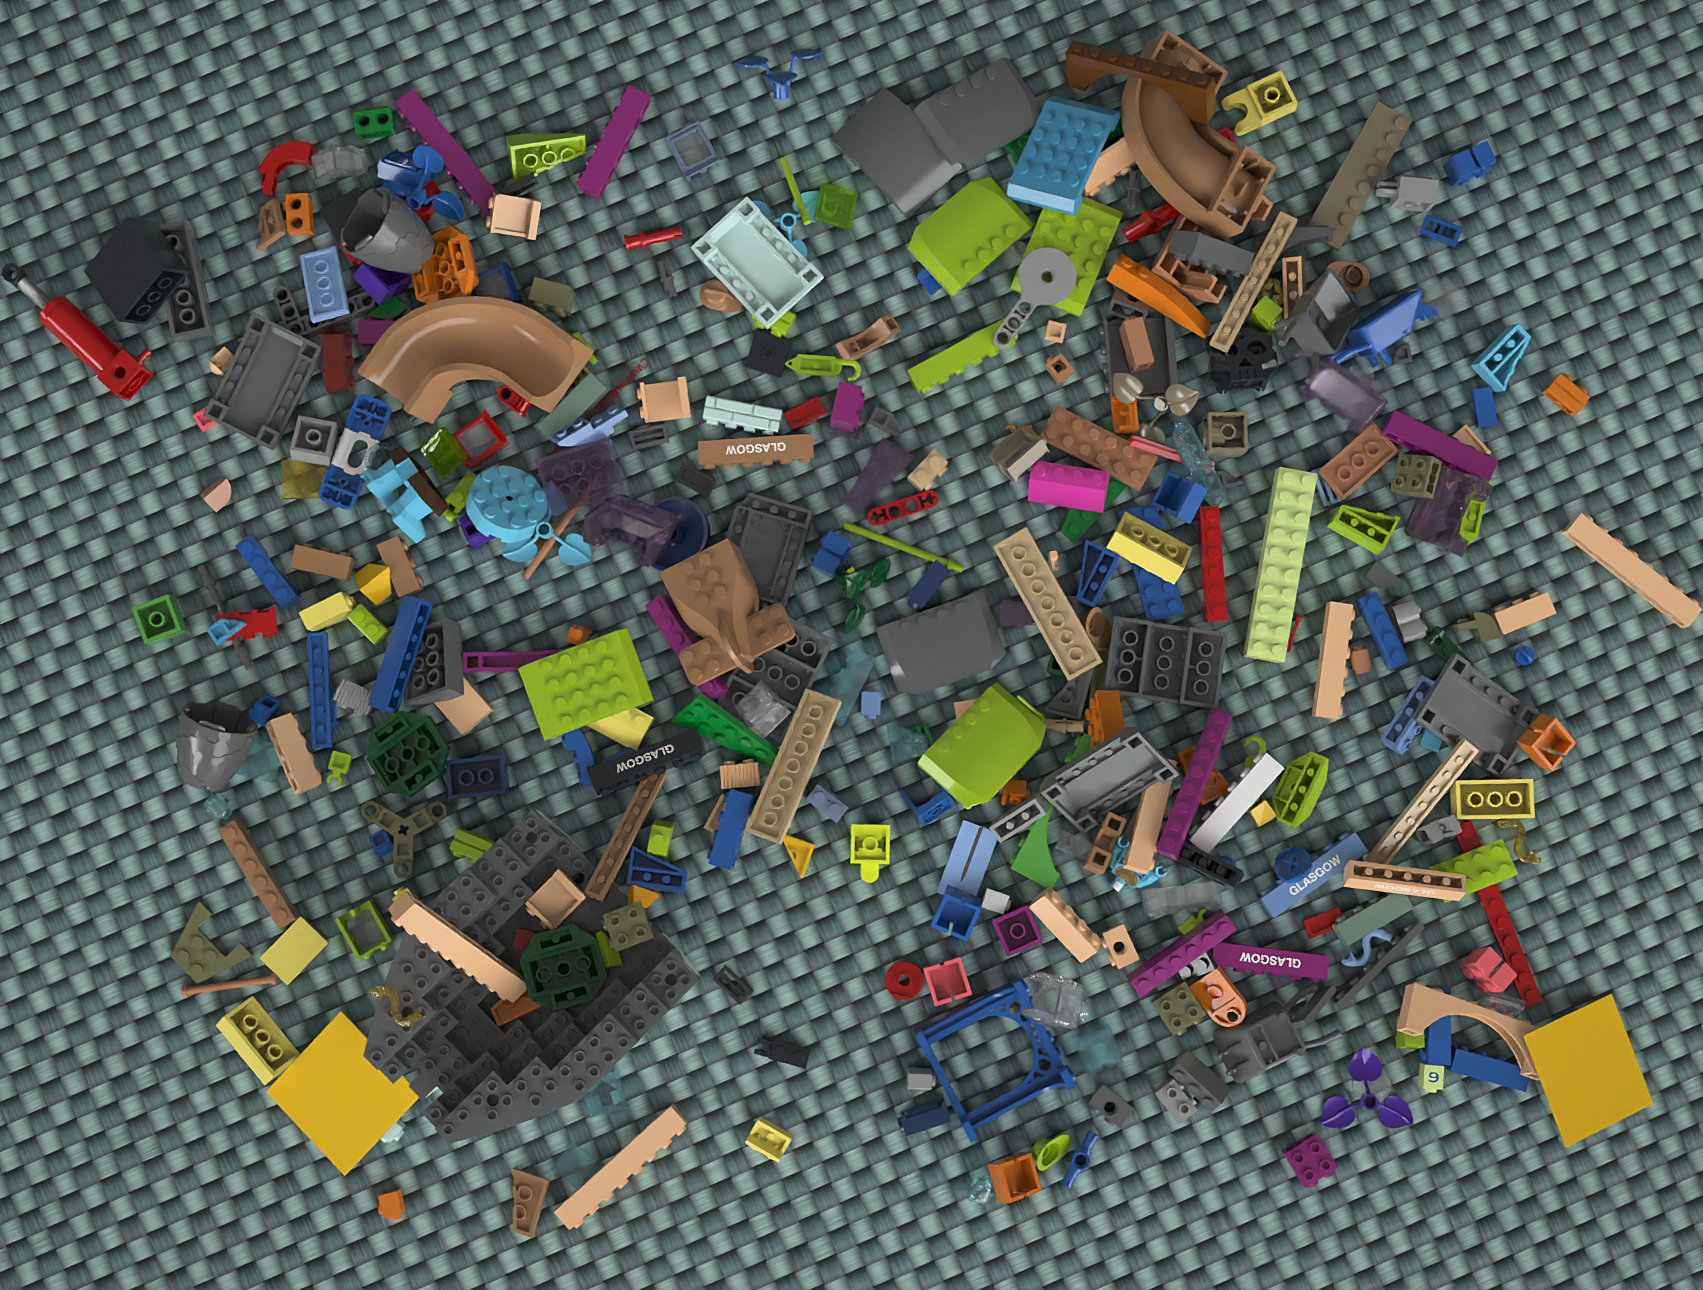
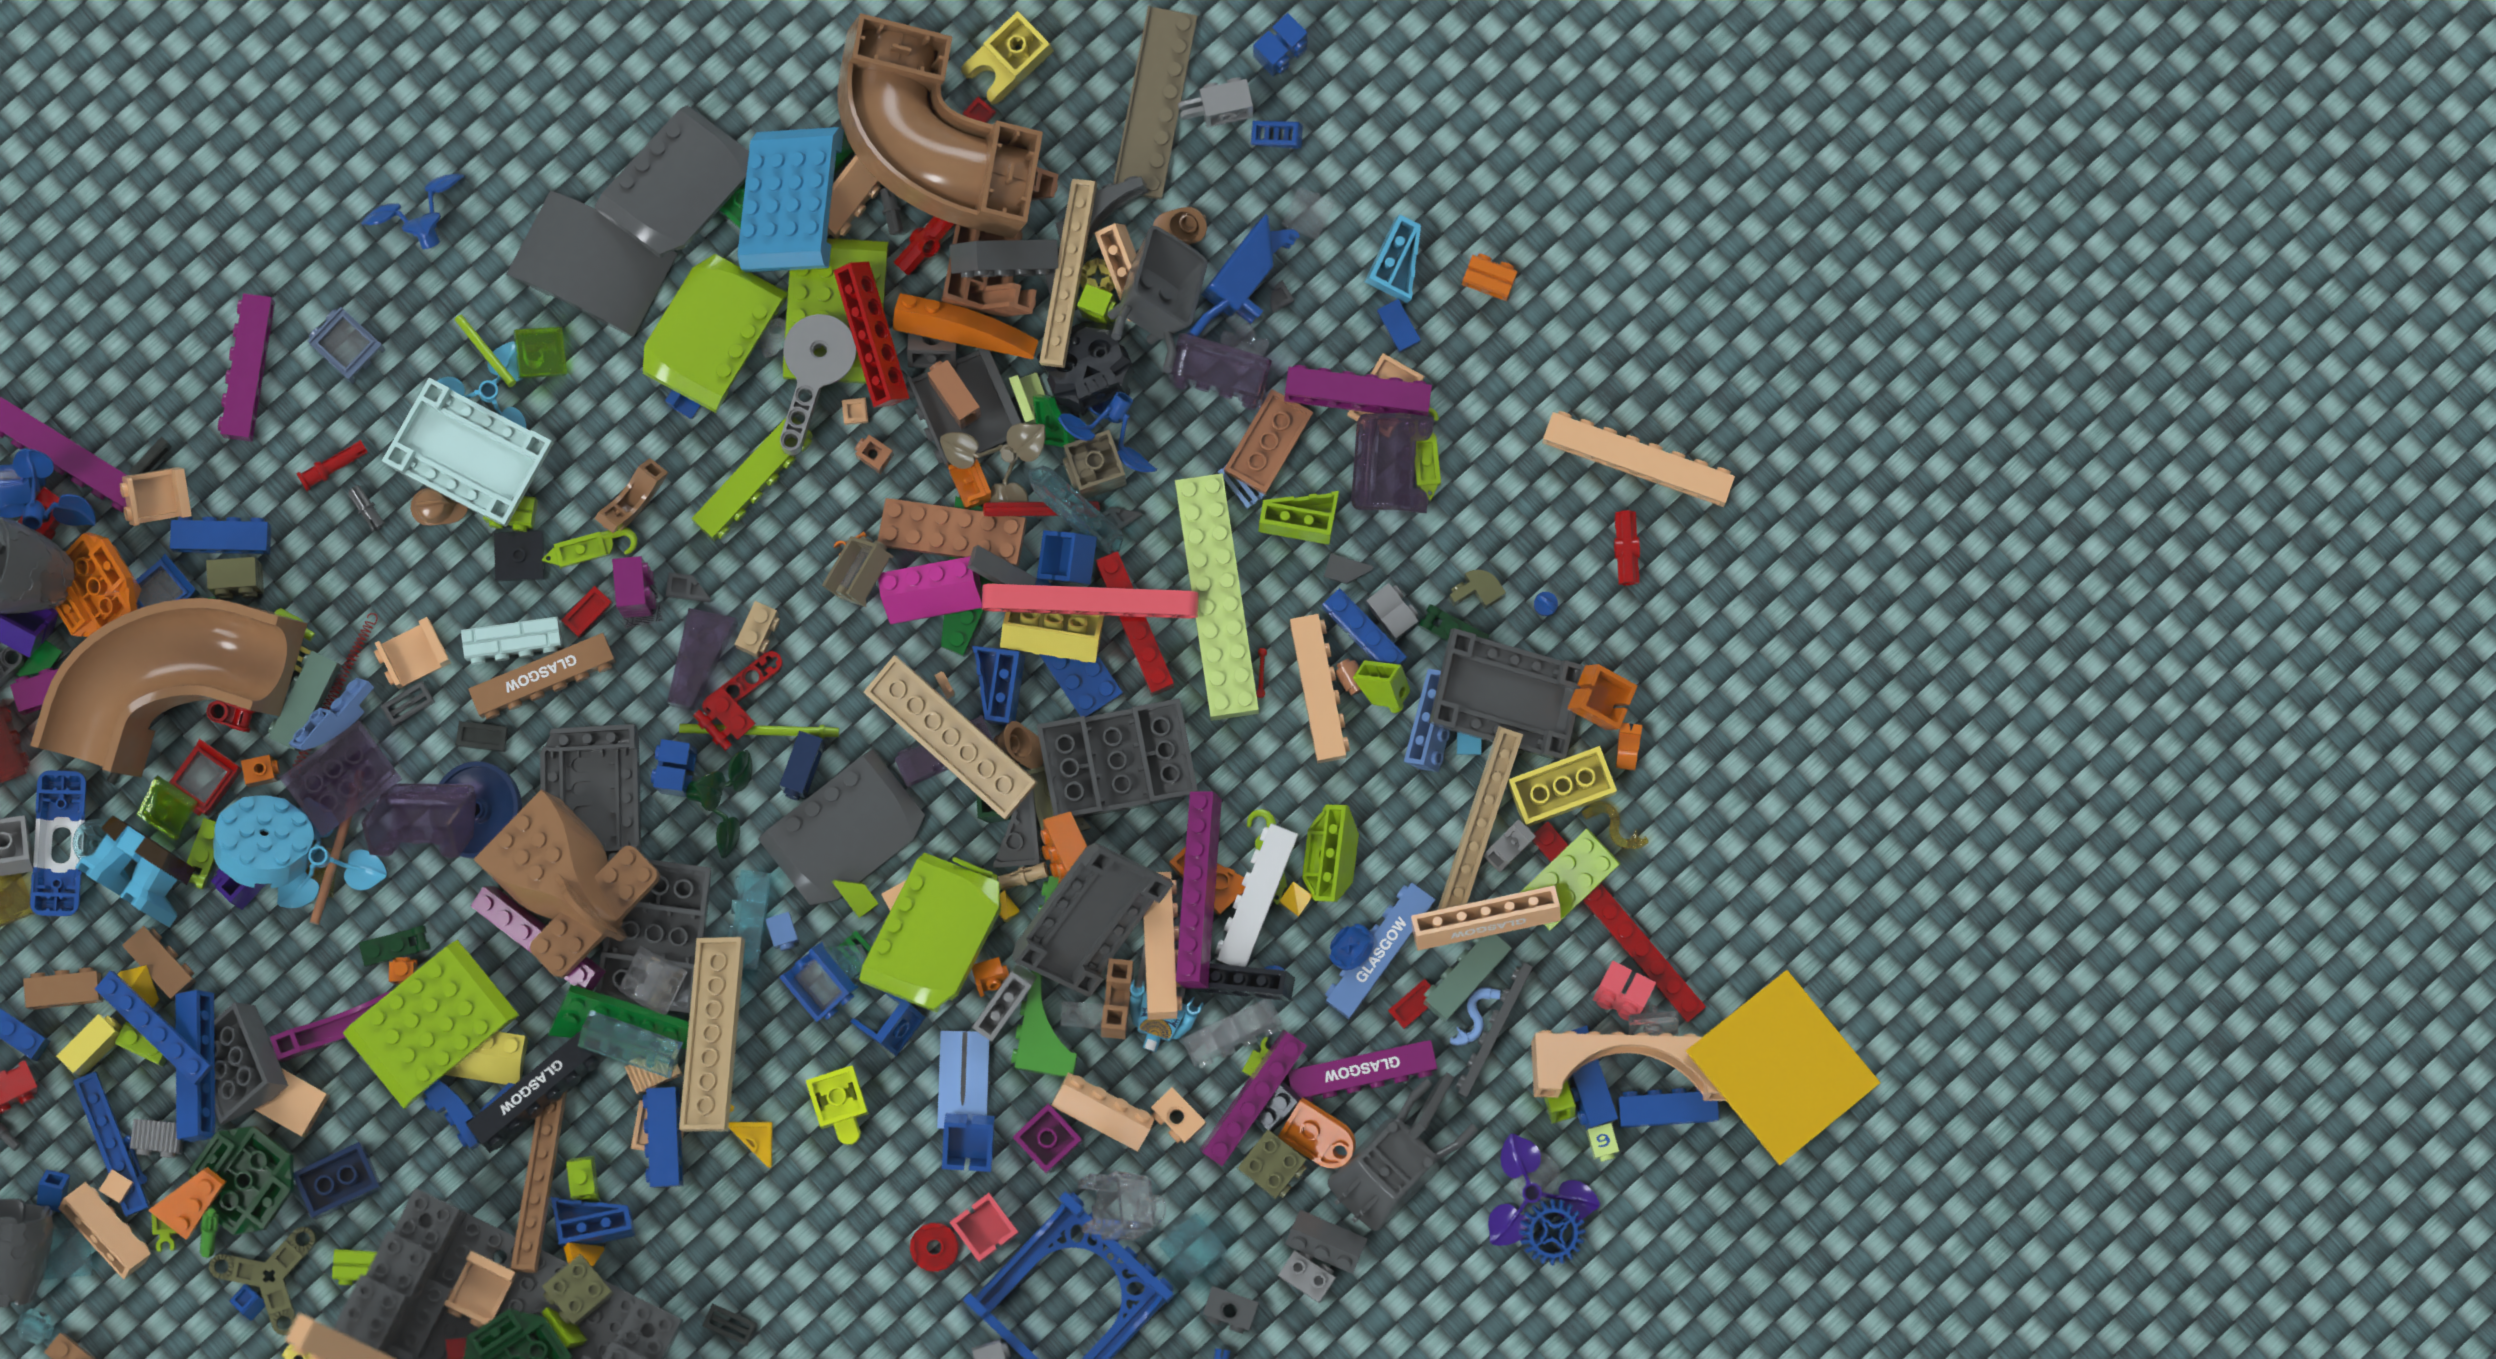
camera: 15 degrees left, 5 degrees down
(312, 724) = (116, 1186): none -> light nougat tile
(361, 756) = (187, 1204): none -> orange wing
(370, 781) = (208, 1235): none -> bright green piece
(378, 616) = (153, 1027): none -> blue plate
(522, 449) = (260, 770): none -> orange brick
(538, 152) = (163, 407): lime wedge -> none
(552, 263) = (220, 536): none -> blue brick
(578, 614) = (393, 946): none -> dark green plate
(729, 752) = (630, 1044): none -> clear light blue brick
(827, 802) = (768, 1065): sand blue window -> none
(885, 754) = (819, 983): none -> blue window
(886, 528) = (729, 713): none -> red plate
(935, 697) = (856, 896): none -> lime tile
(996, 901) = (1011, 1114): white brick -> none
(1046, 746) = (1008, 908): none -> yellow slope
(1089, 277) = (871, 334): none -> red brick
(1127, 492) = (997, 569): none -> dark grey tile
(1187, 536) = (1090, 601): none -> coral beam
(1189, 88) = (909, 75): reddish brown arch -> none
(1189, 367) = (1024, 390): none -> yellowish green panel
(1207, 398) = (1047, 413): none -> green tile
(1252, 400) = (1115, 412): none -> blue plant
(1310, 1160) = (1491, 1291): magenta brick -> none
(1355, 1133) = (1543, 1238): none -> blue gear
(1384, 675) = (1383, 684): none -> lime torso
(1416, 475) = (1341, 435): olive brick -> none
(1523, 612) = (1525, 554): light nougat brick -> none
(1550, 785) = (1628, 746): none -> orange leg
(1600, 634) = (1627, 548): none -> red piece

